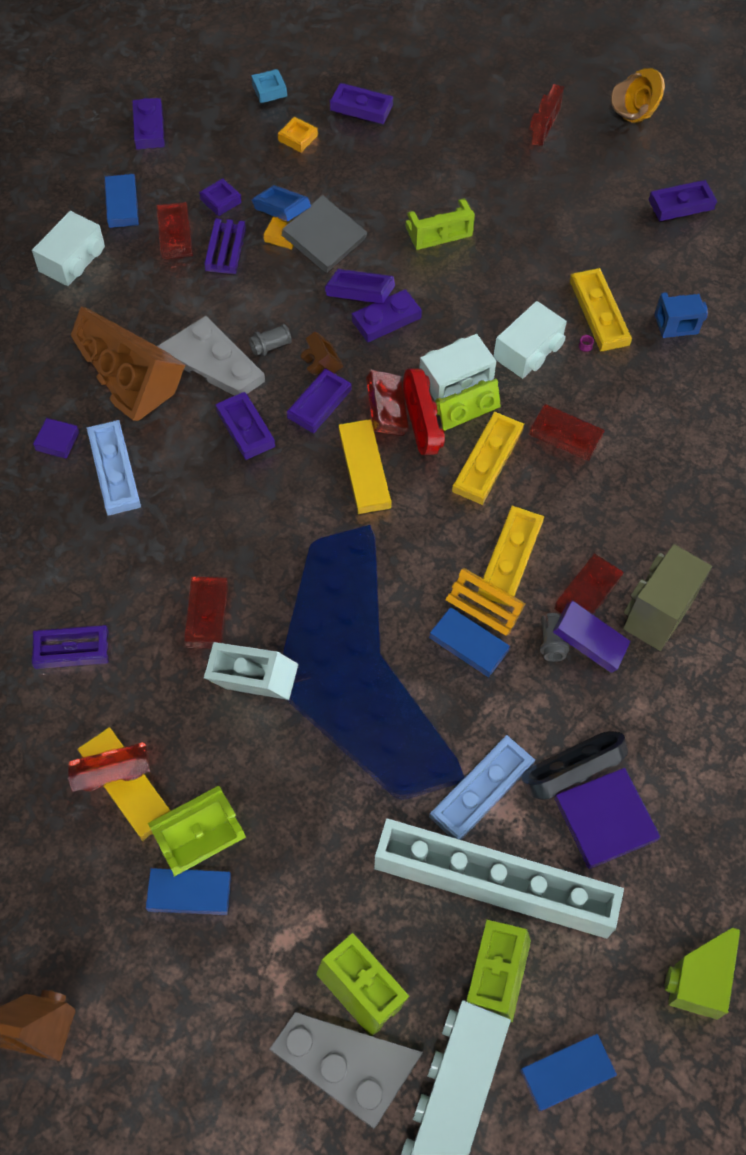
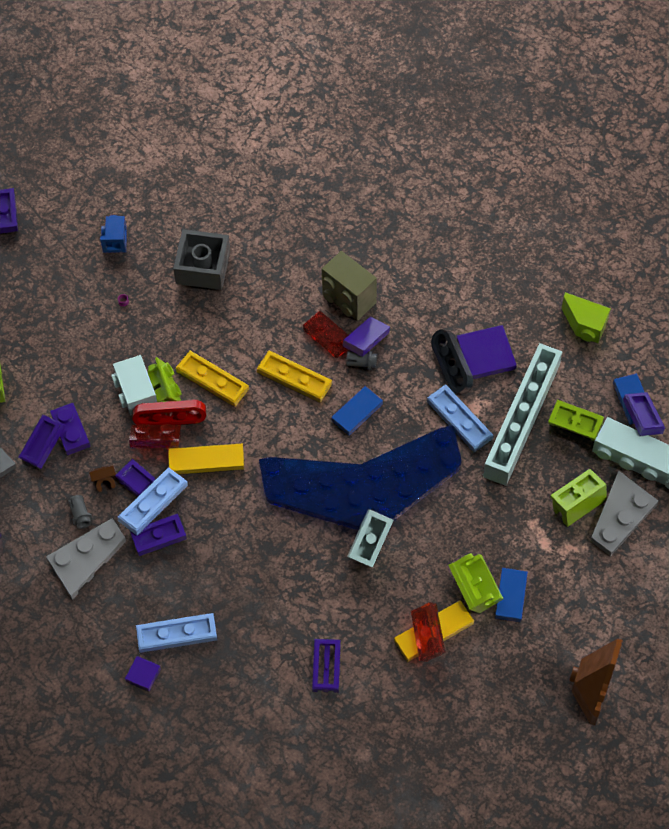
camera: 80 degrees left, 0 degrees up
(130, 367) = (86, 614): dark orange wedge -> none
(206, 612) = (314, 571): clear red plate -> none
(288, 408) = (152, 501): none -> light blue tile
(459, 587) = (345, 382): light orange tile -> none
(528, 1087) = (643, 414): none -> dark purple tile
(530, 340) = (118, 333): light aqua brick -> none
(566, 432) = (200, 325): clear red plate -> none
(600, 310) = (93, 285): yellow tile -> none
(665, 412) = (202, 259): none -> dark grey brick

